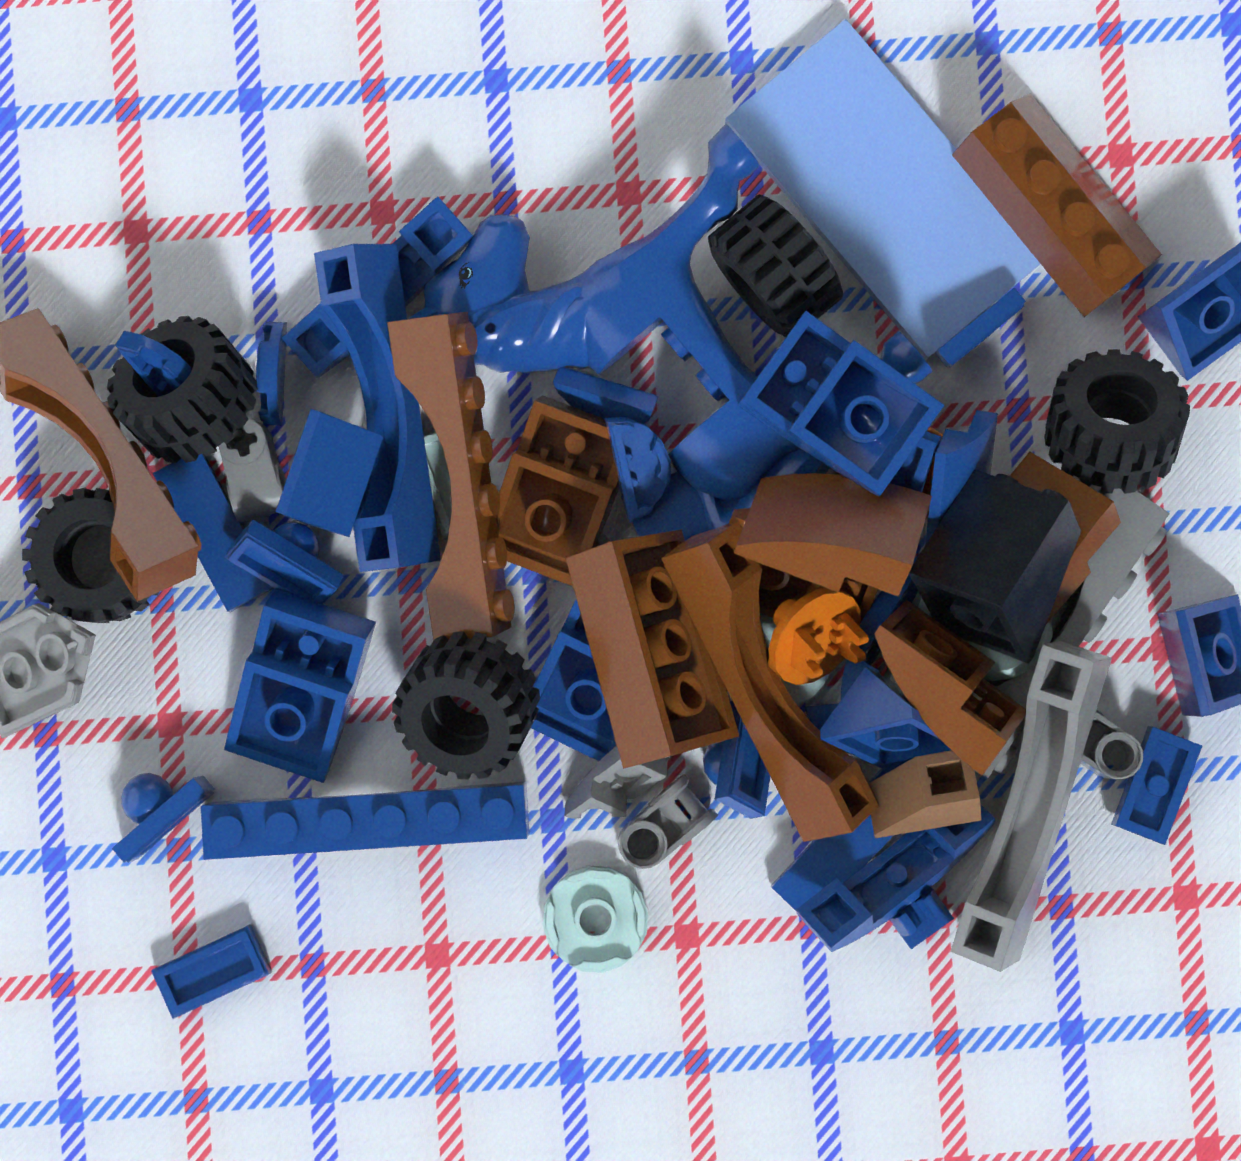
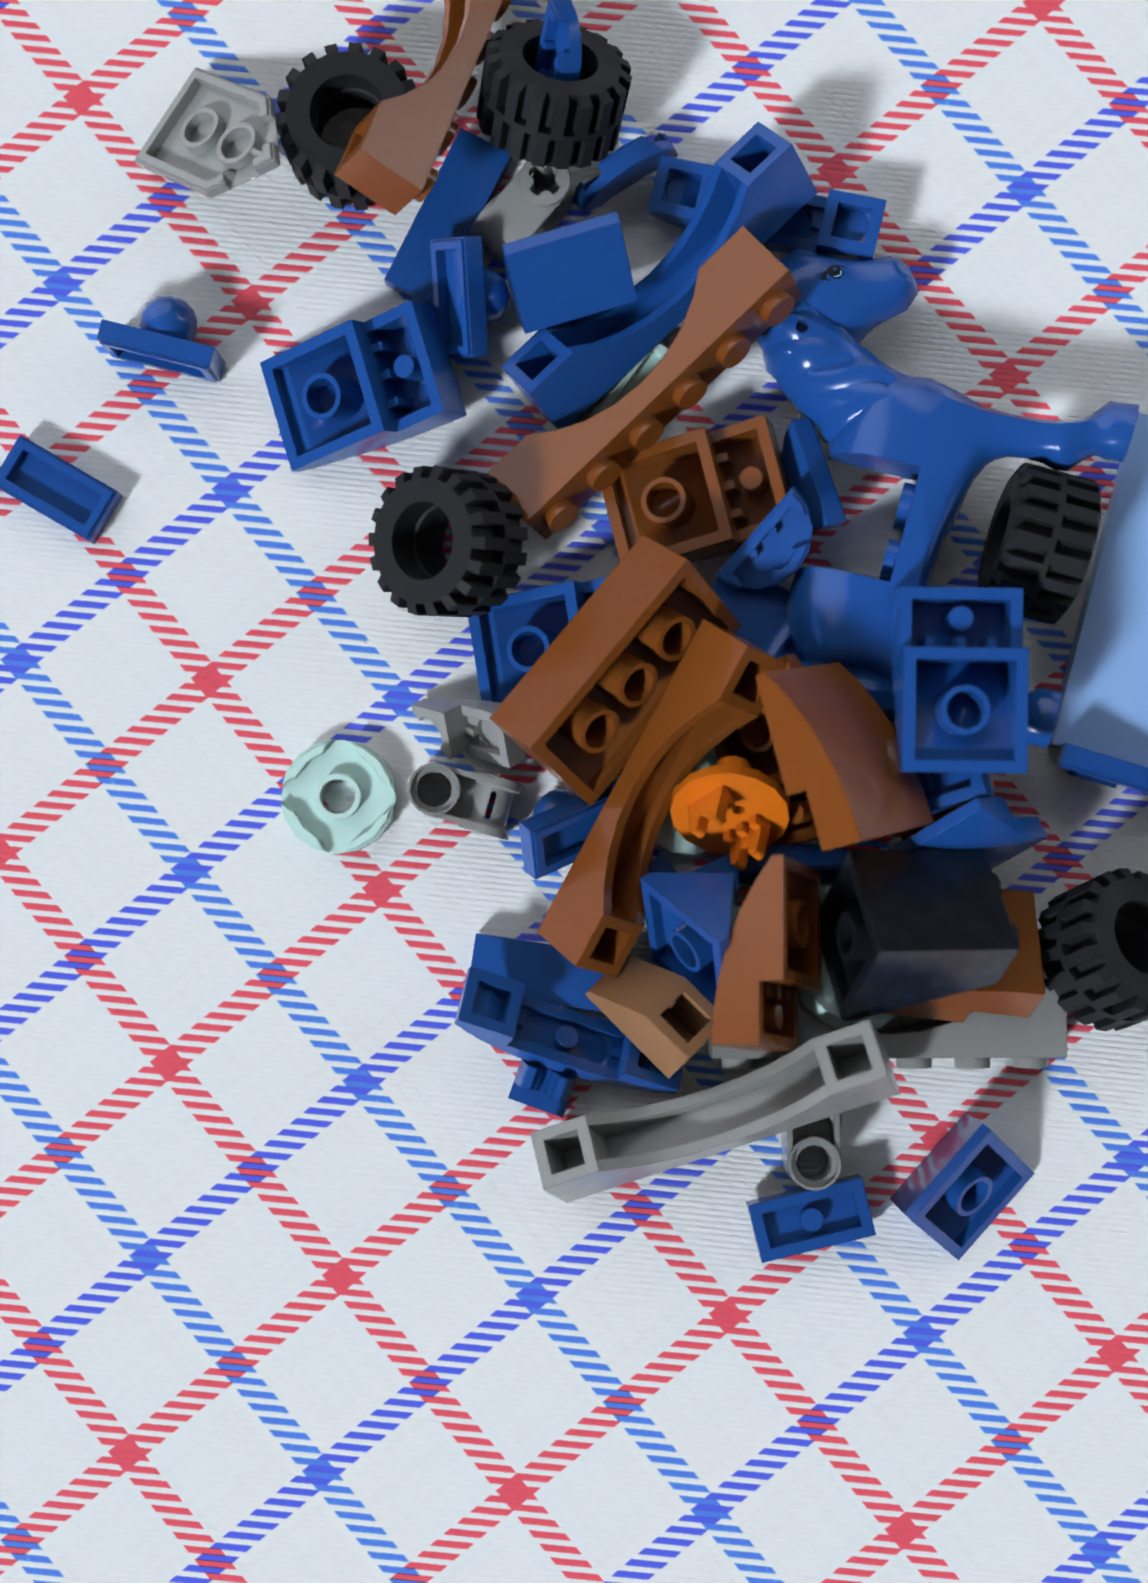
camera: 55 degrees right, 0 degrees up
(365, 821) = (283, 528): blue arch -> none

